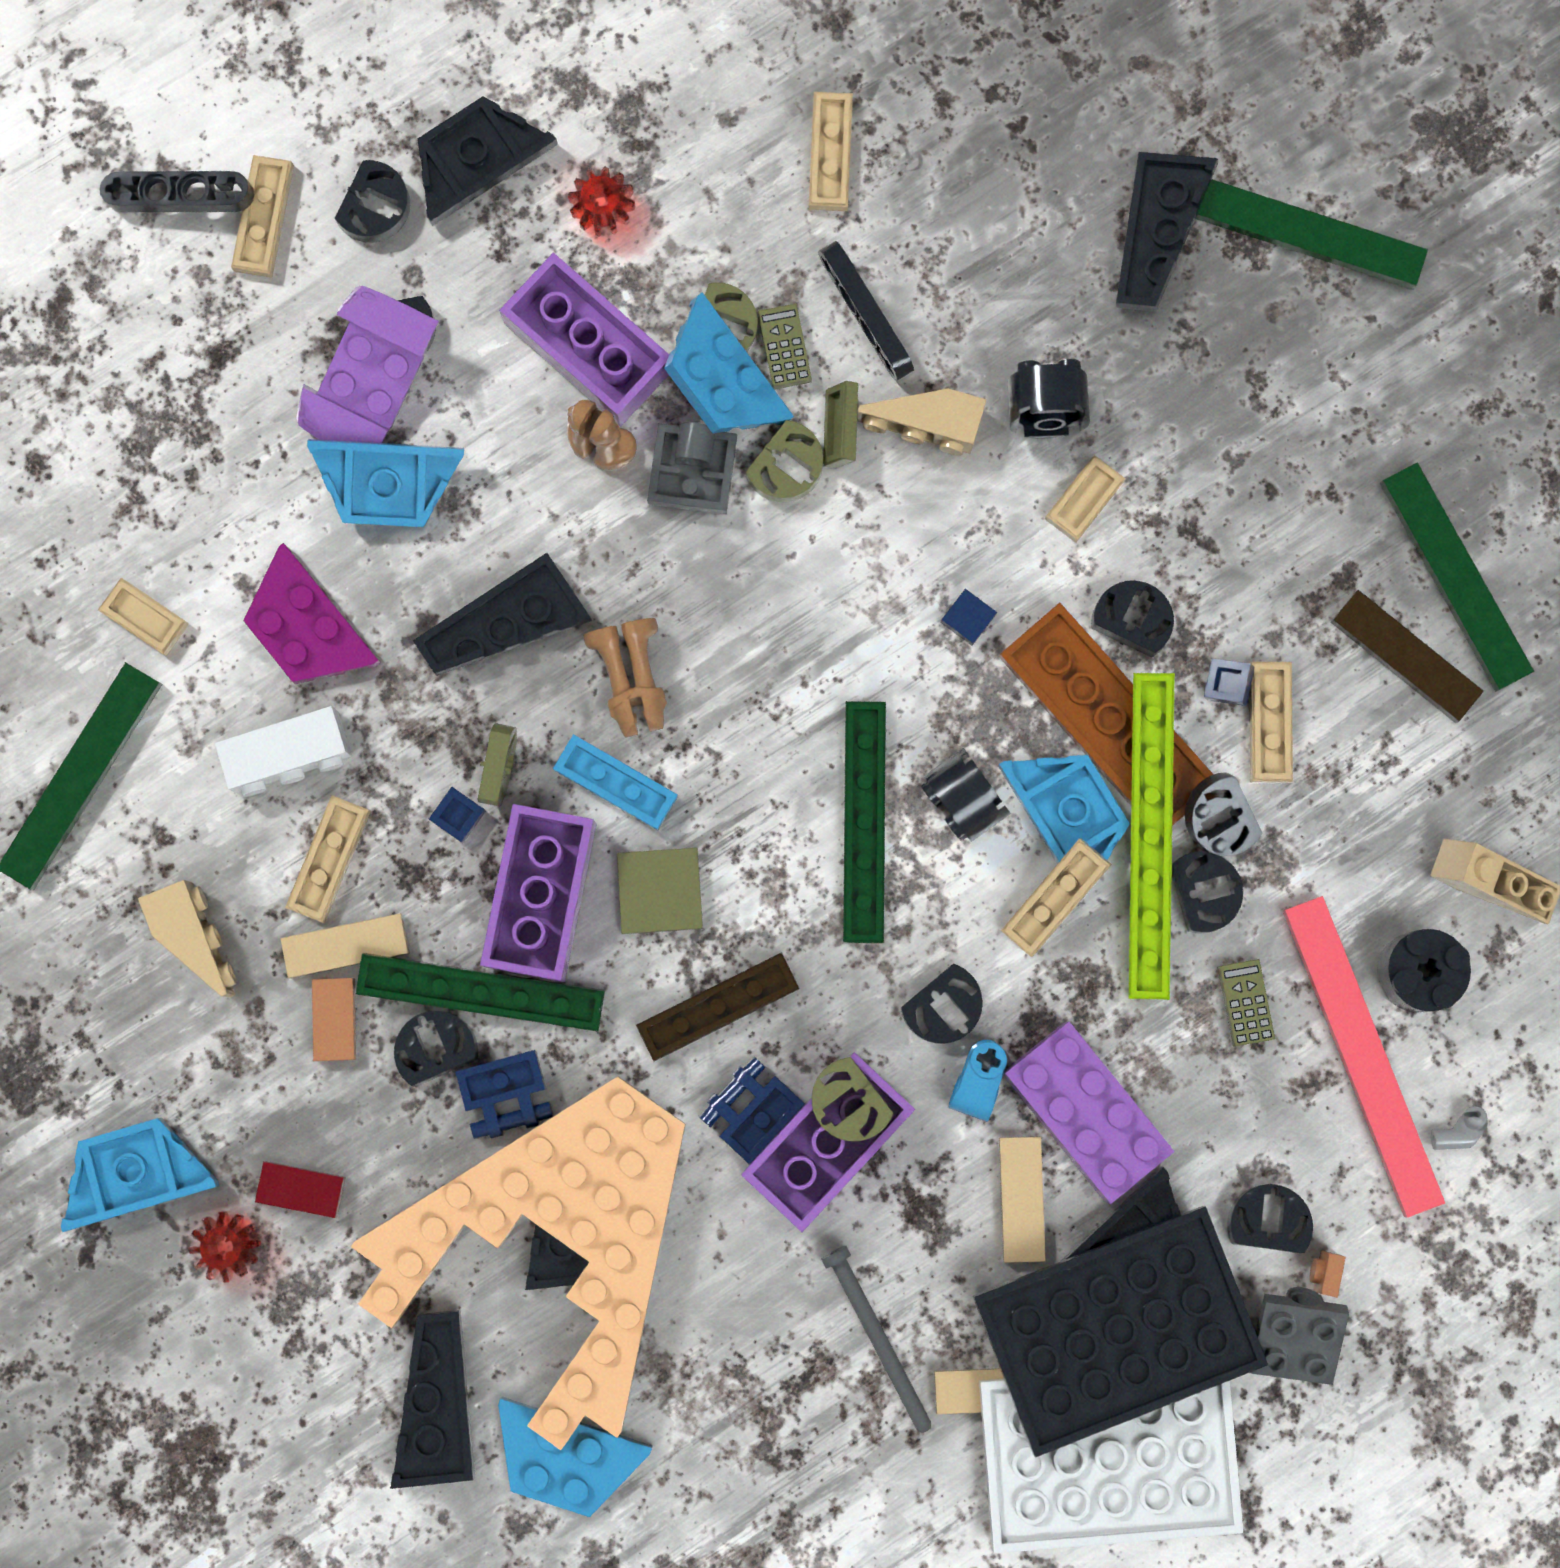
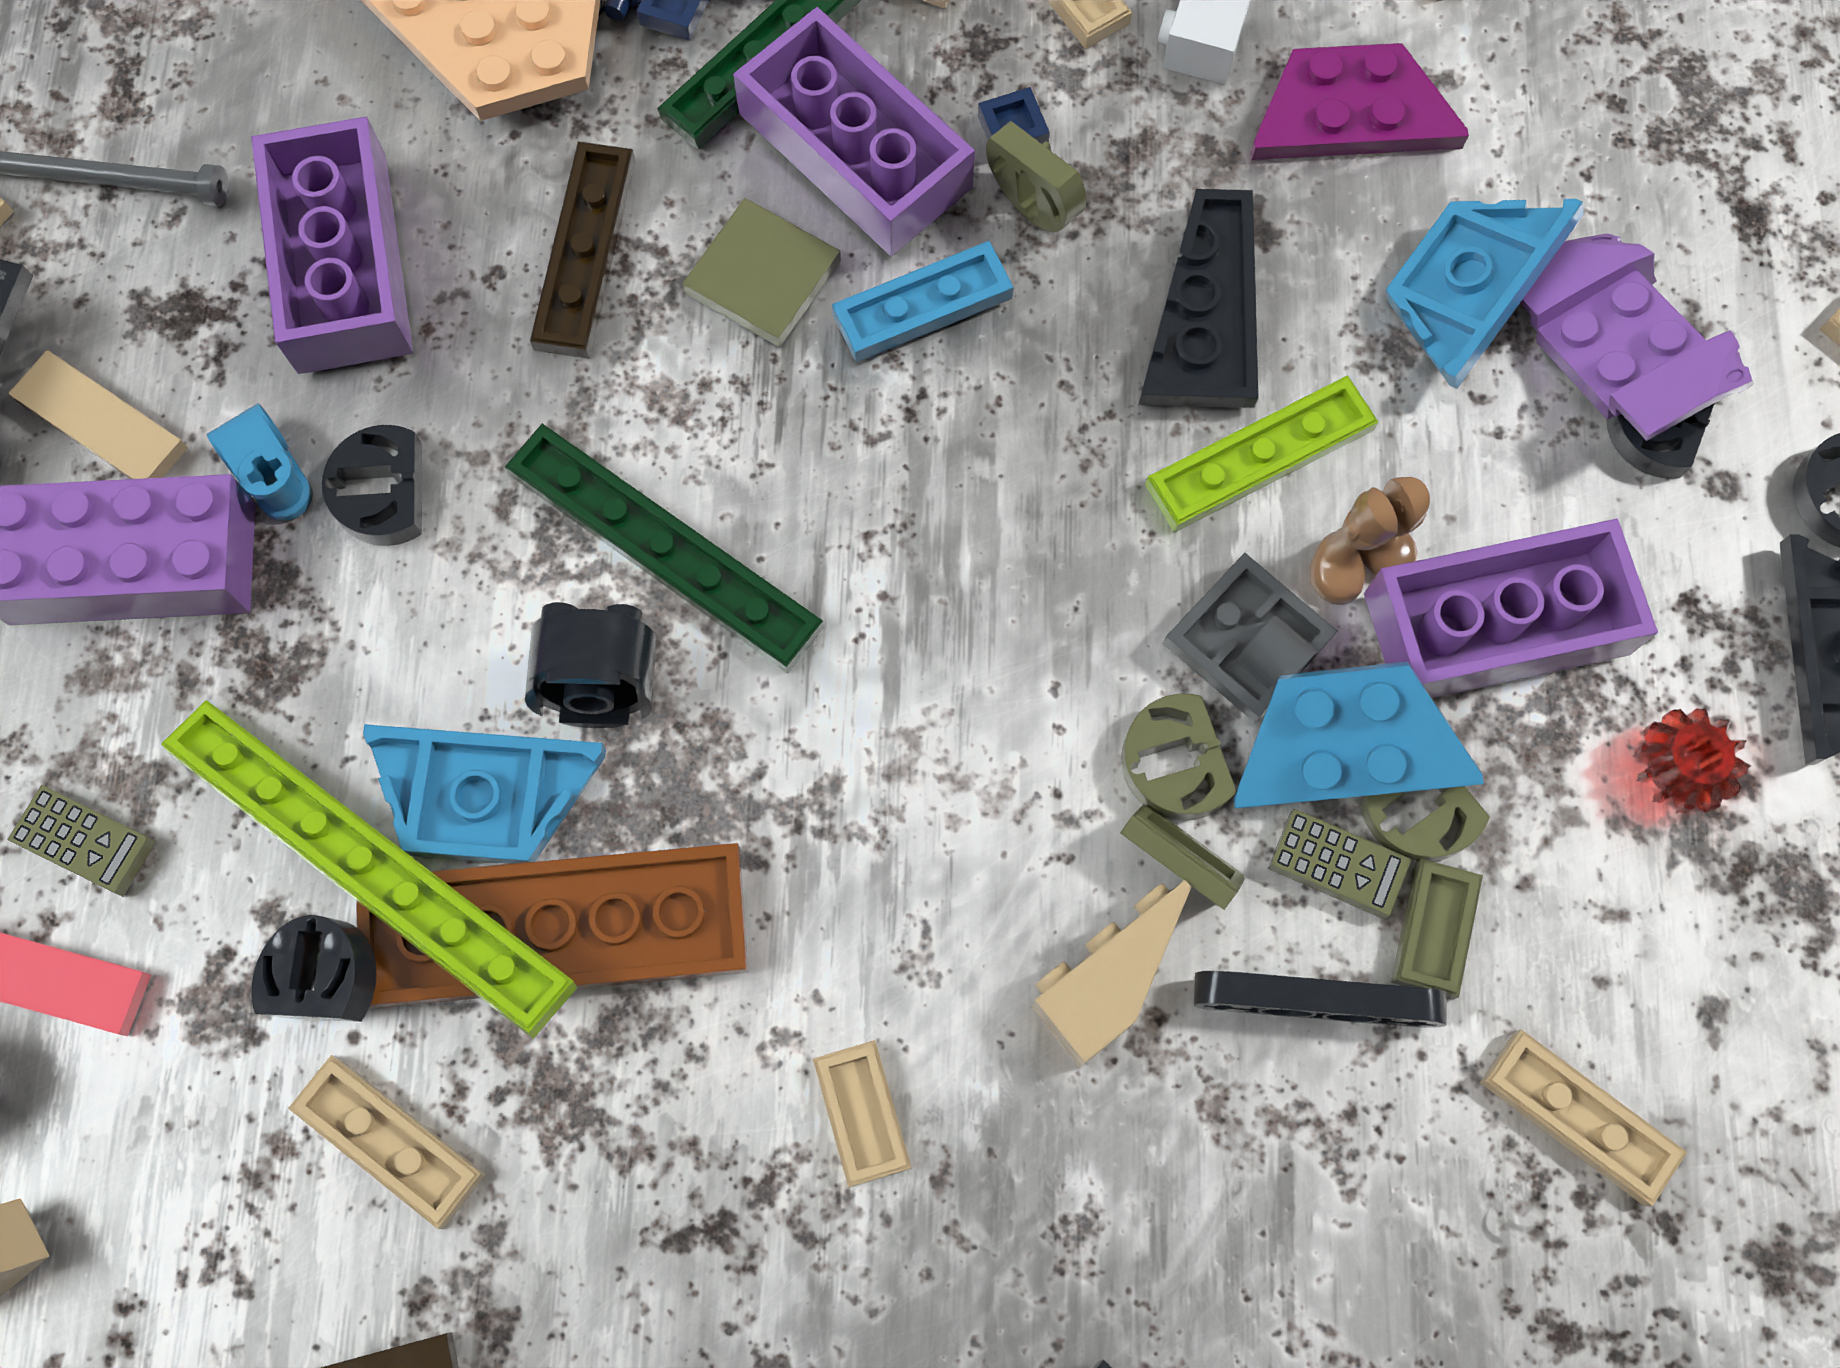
camera: 125 degrees right, 10 degrees down
(573, 534) = (1260, 453): none -> lime tile
(624, 698) = (995, 385): medium nougat piece -> none
(763, 1116) = (421, 204): dark blue plate -> none
(783, 277) = (1437, 928): none -> olive tile
(849, 1127) = (375, 277): olive piece -> none
(968, 617) = (817, 846): dark blue tile -> none
(1048, 398) = (1029, 1151): black brick -> none
(1056, 897) = (388, 696): tan tile -> none
(1121, 596) = (638, 1093): black piece -> none
(1226, 906) = (214, 894): black piece -> none
(1229, 682) = (477, 1120): tile -> none

